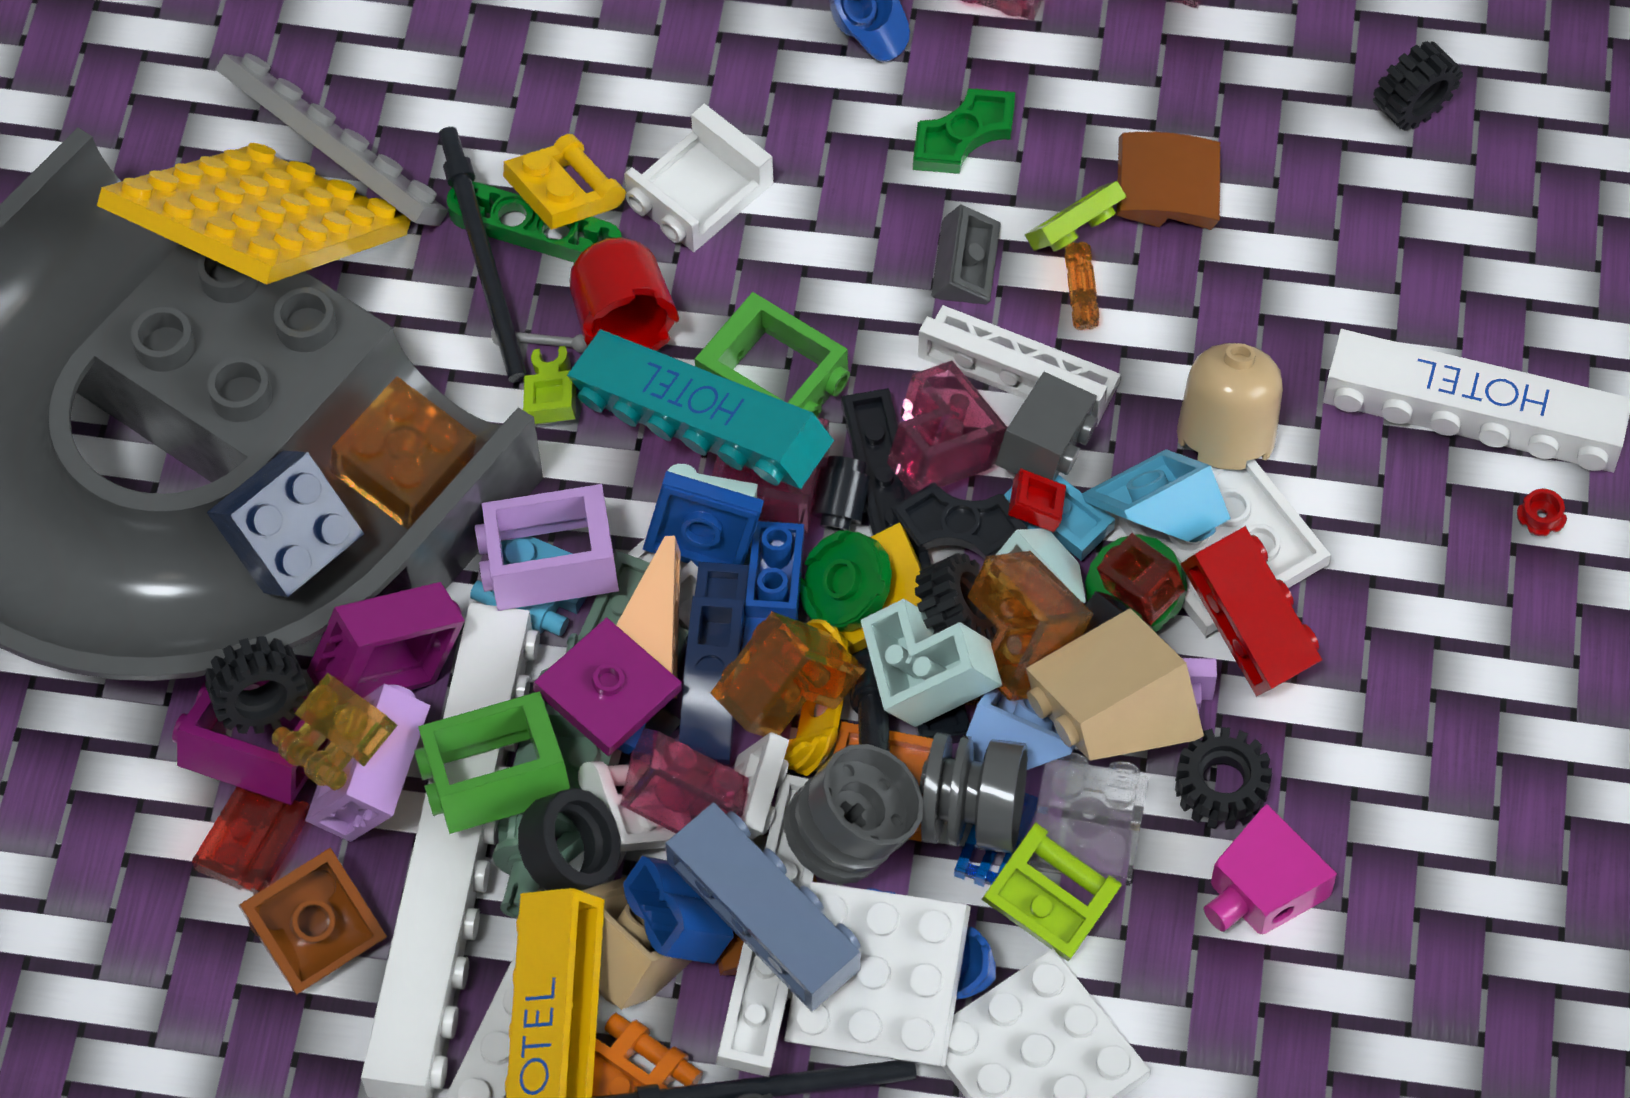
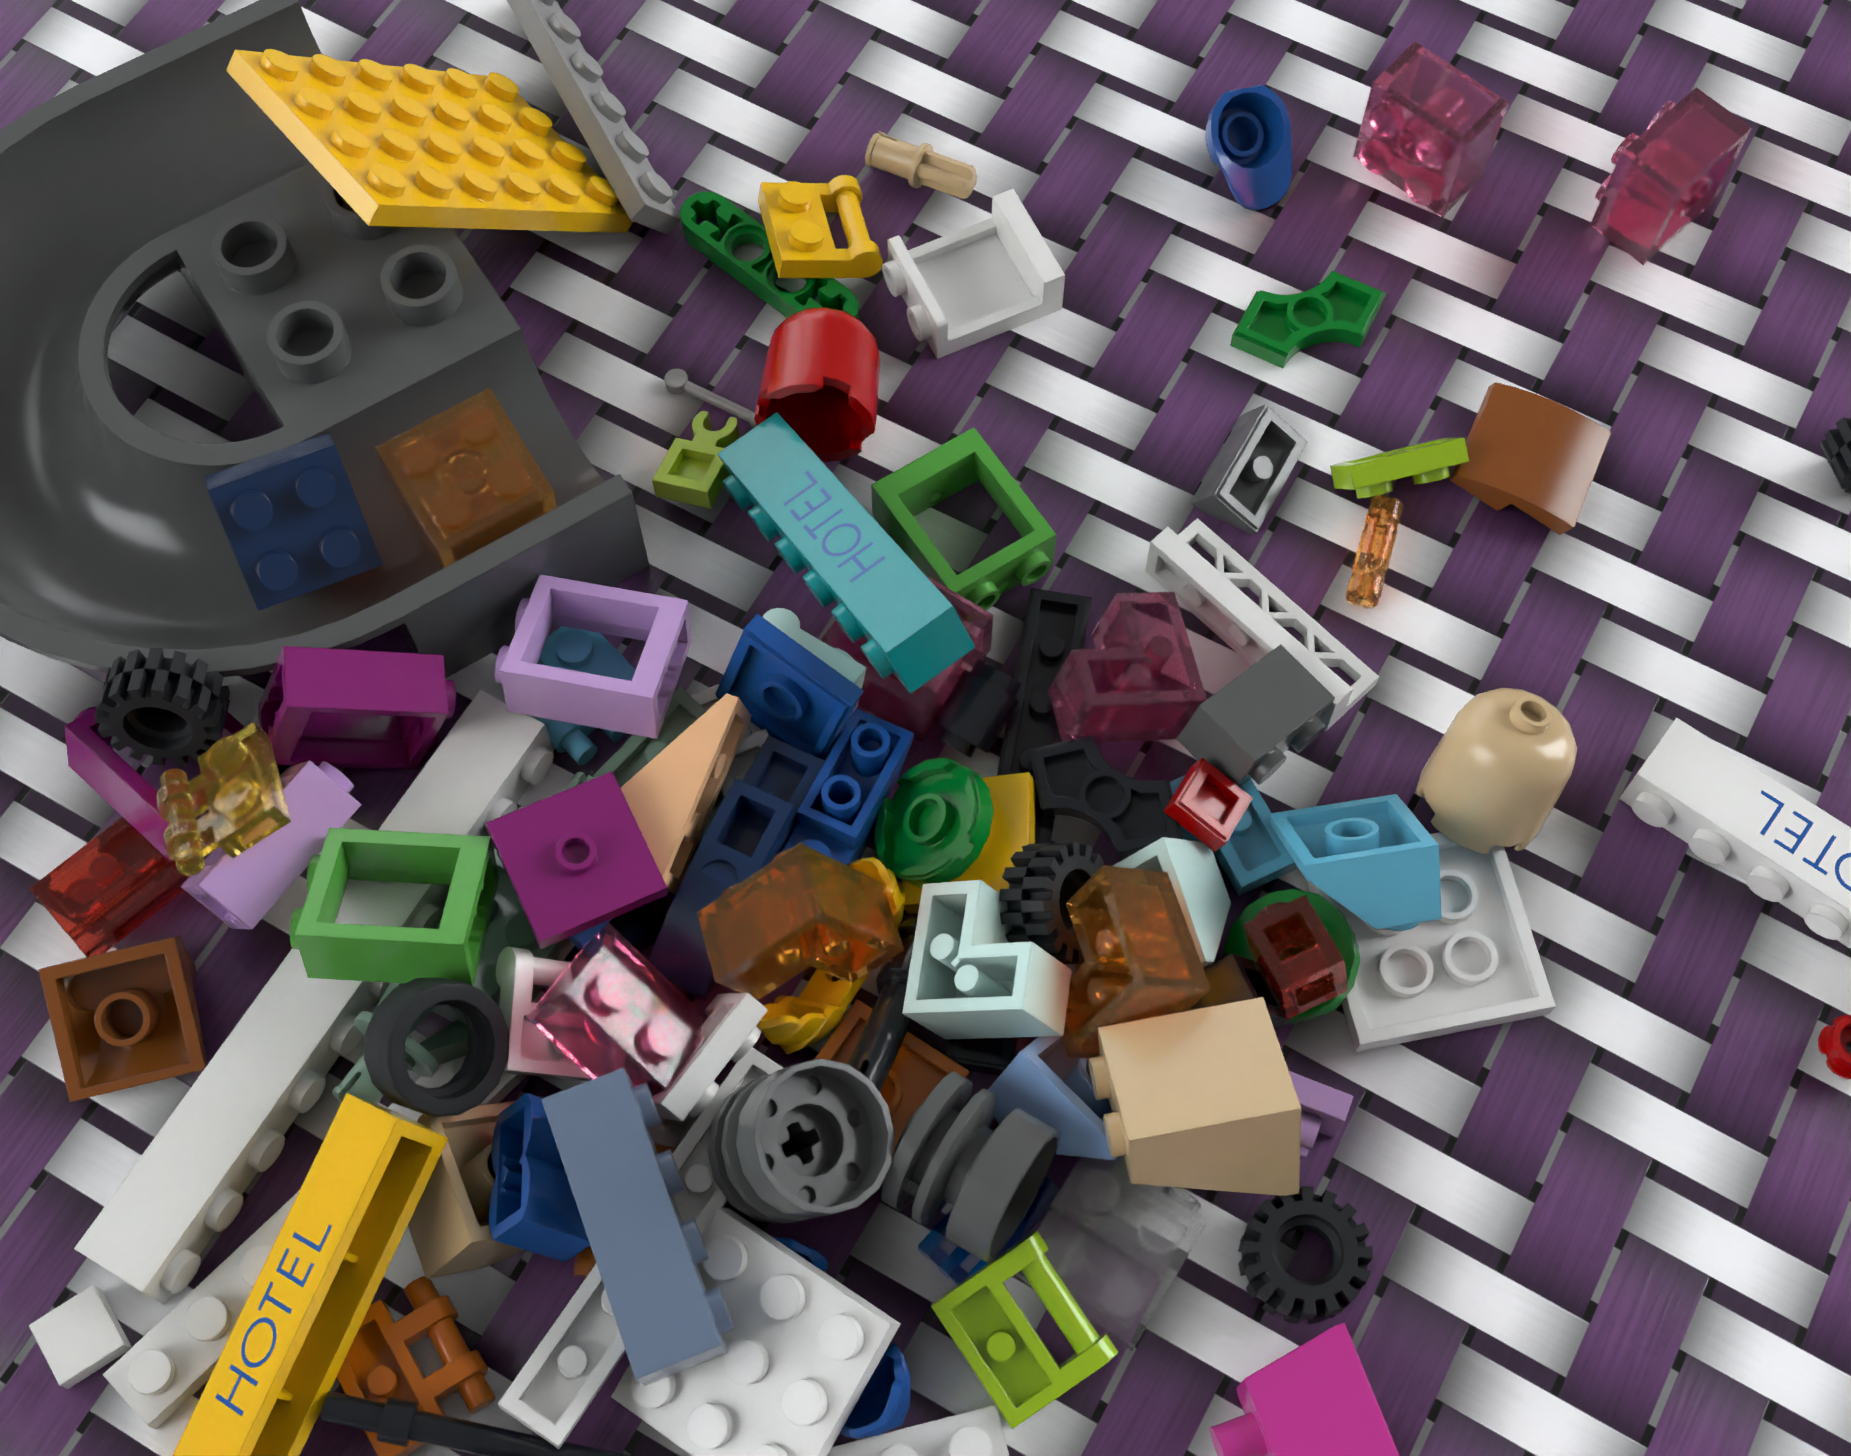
camera: 20 degrees right, 5 degrees up
(460, 175) = (704, 182): black bar -> none
(619, 108) = (920, 165): none -> tan axle
(1252, 610) = (1425, 1050): red brick -> none

